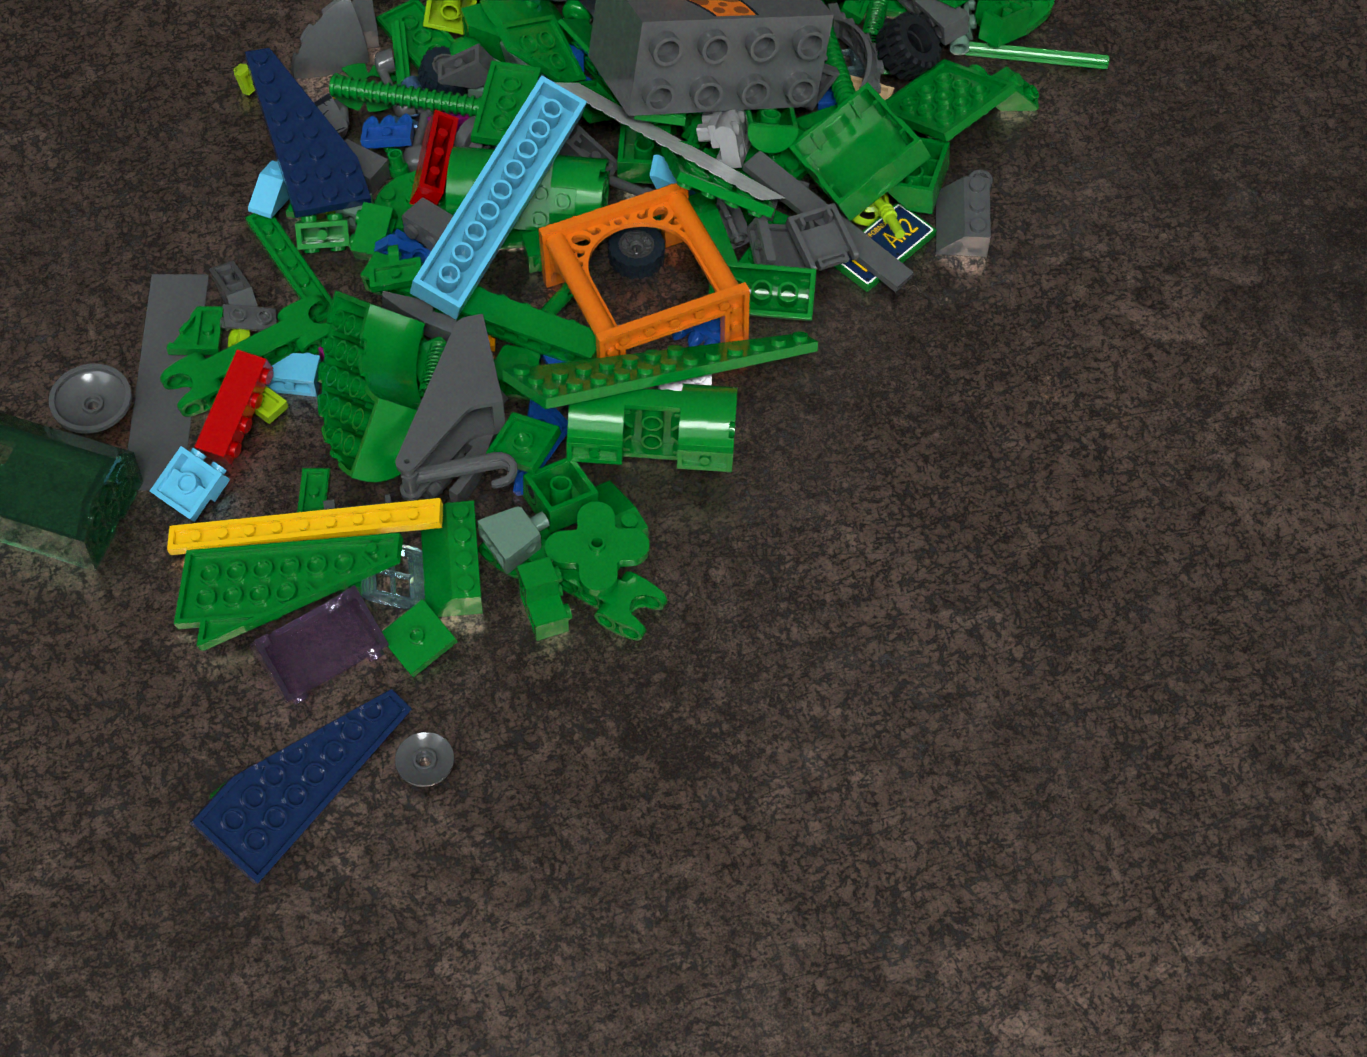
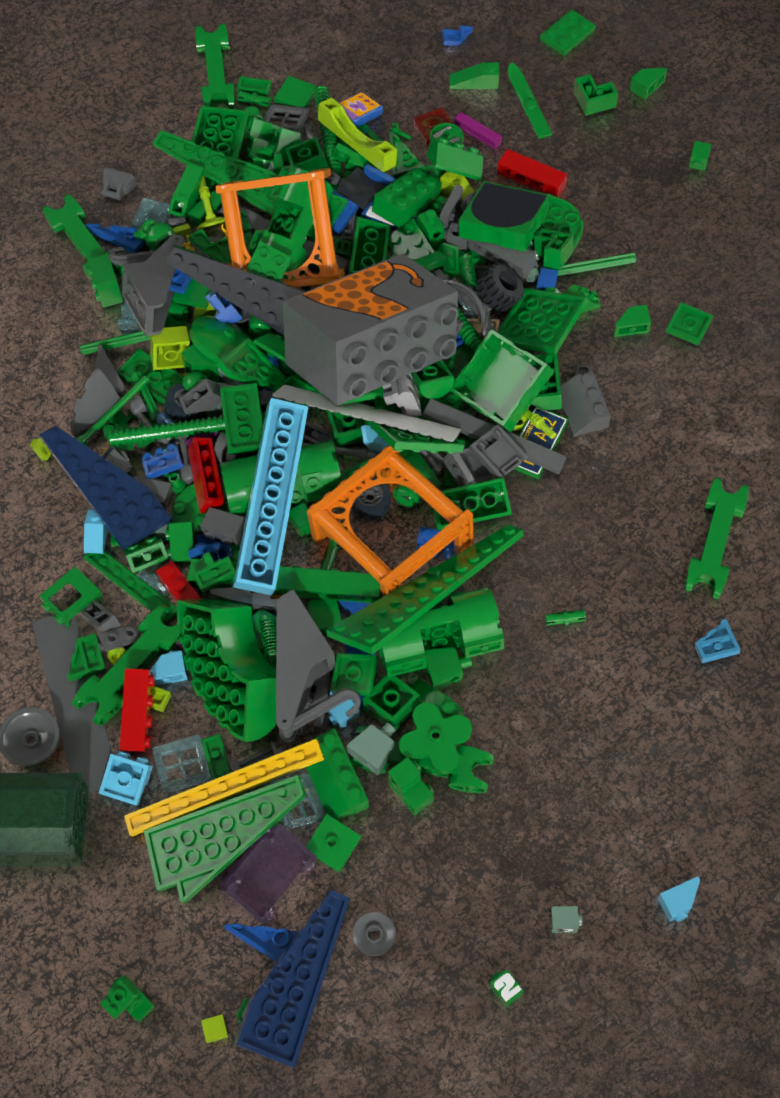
camera: 15 degrees left, 5 degrees up
(82, 725) = (126, 996): none -> green tile
(178, 807) = (214, 1028): none -> lime tile
(229, 245) = (82, 585): none -> green window
(267, 469) = (186, 780): none -> clear light blue piece
(281, 721) = (266, 940): none -> blue wing
(320, 269) = (153, 581): none -> clear light blue plate
(345, 273) = (175, 583): none -> red brick
(353, 57) = (113, 410): none -> green bar
(493, 498) = (338, 717): none -> medium azure slope
(567, 876) = (505, 987): none -> brick
(649, 474) = (445, 666): none -> green torso
(678, 820) = (565, 919): none -> sand green brick
(682, 260) = (406, 496): none -> green head
(832, 464) = (565, 617): none -> green pin
(841, 843) = (679, 900): none -> medium azure slope
(977, 53) = (547, 279): none -> blue panel
(1022, 554) = (717, 643): none -> dark azure wing
(1052, 458) = (709, 567): none -> green piece
(1070, 137) = (634, 321): none -> green slope
(1147, 160) = (689, 323): none -> green plate

